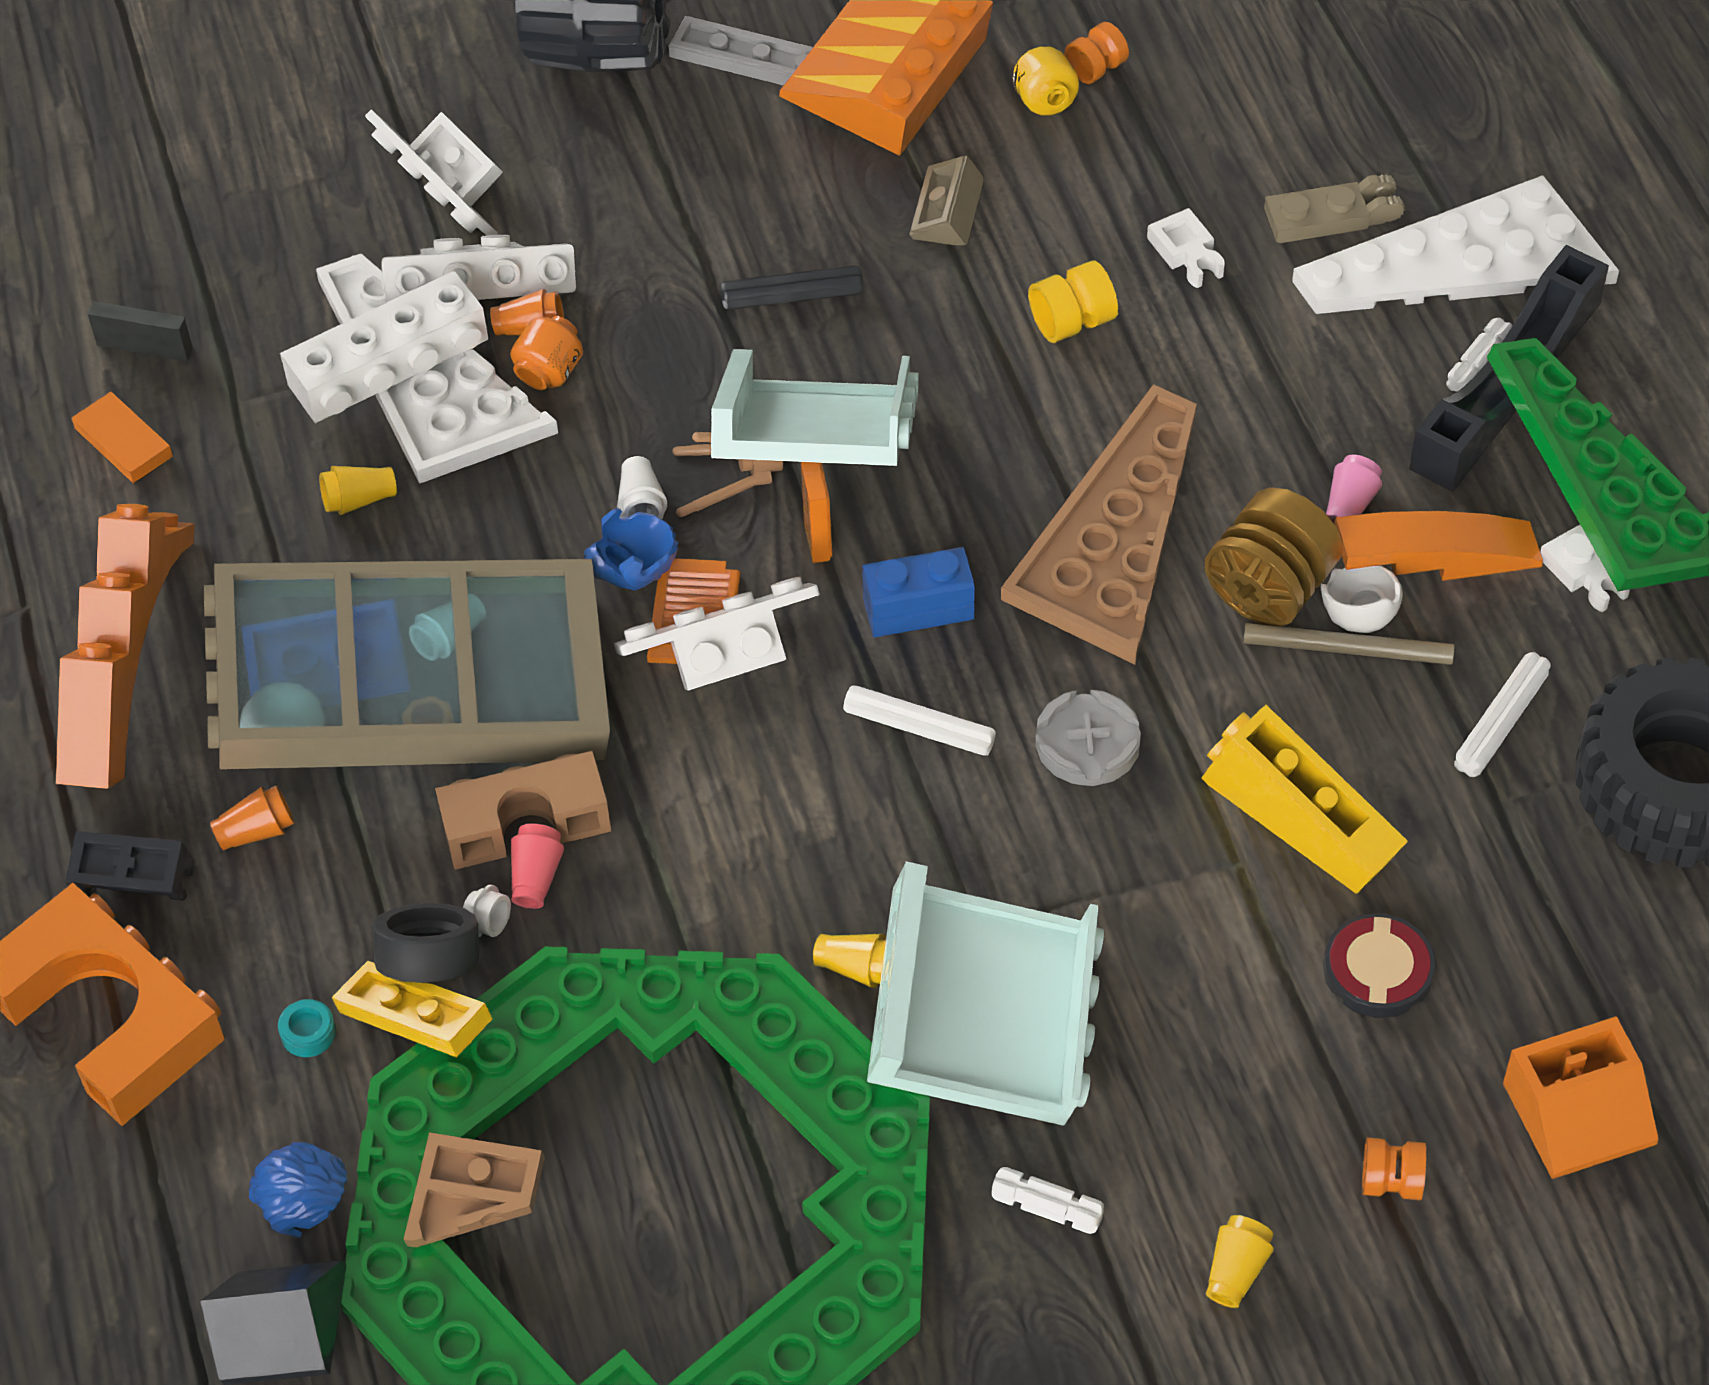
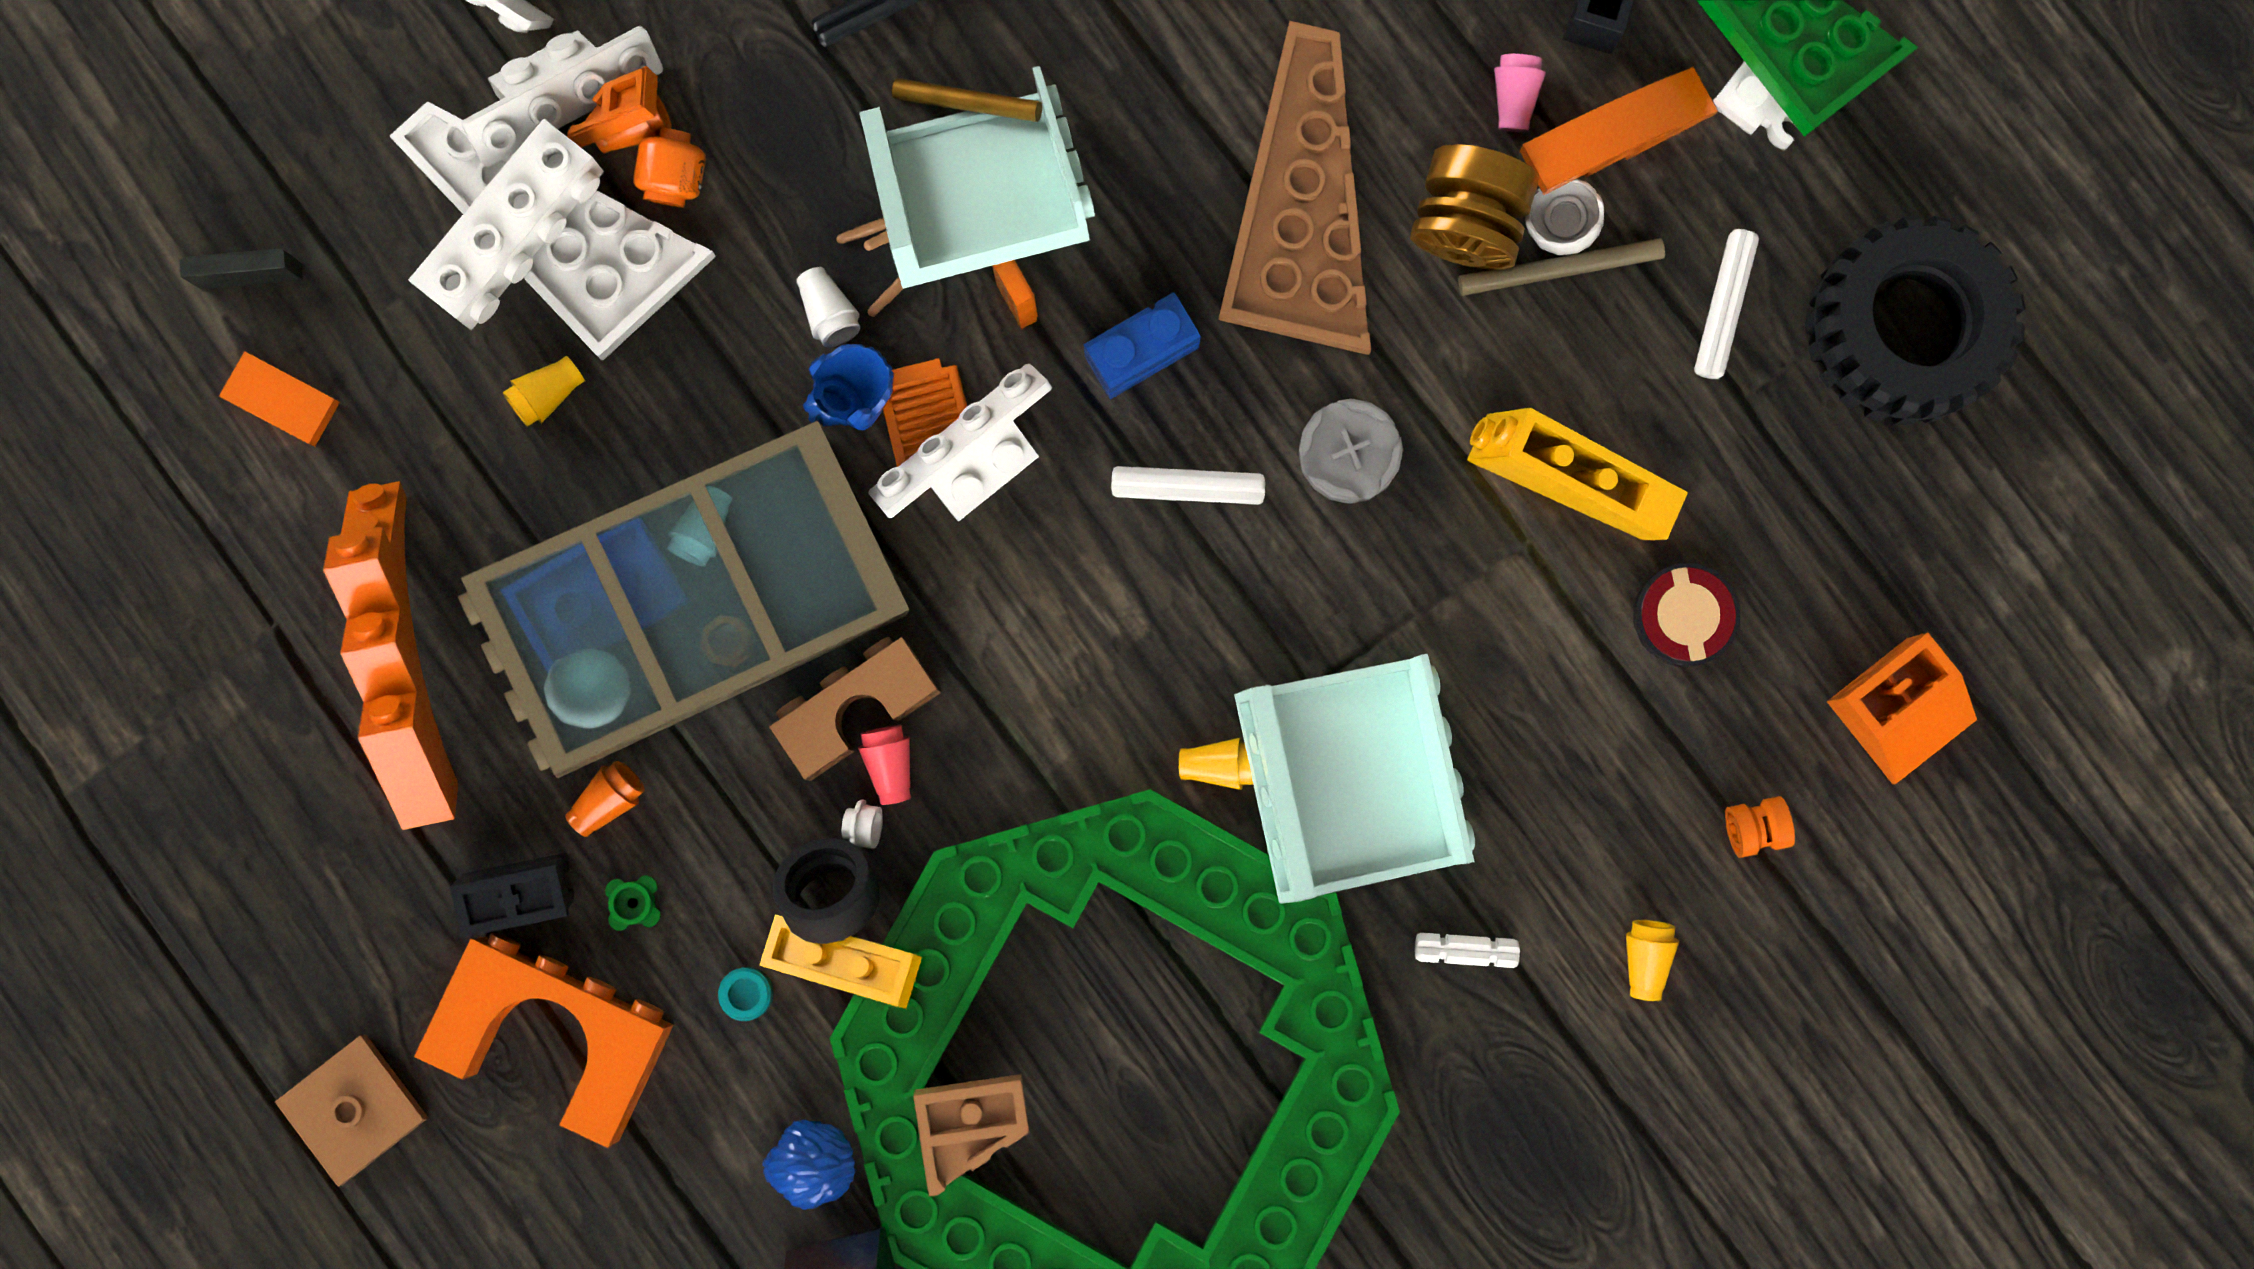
camera: 20 degrees left, 30 degrees up
(234, 903) = (619, 895): none -> green plate
(524, 288) = (619, 107): none -> orange tile
(833, 369) = (967, 100): none -> pearl gold bar

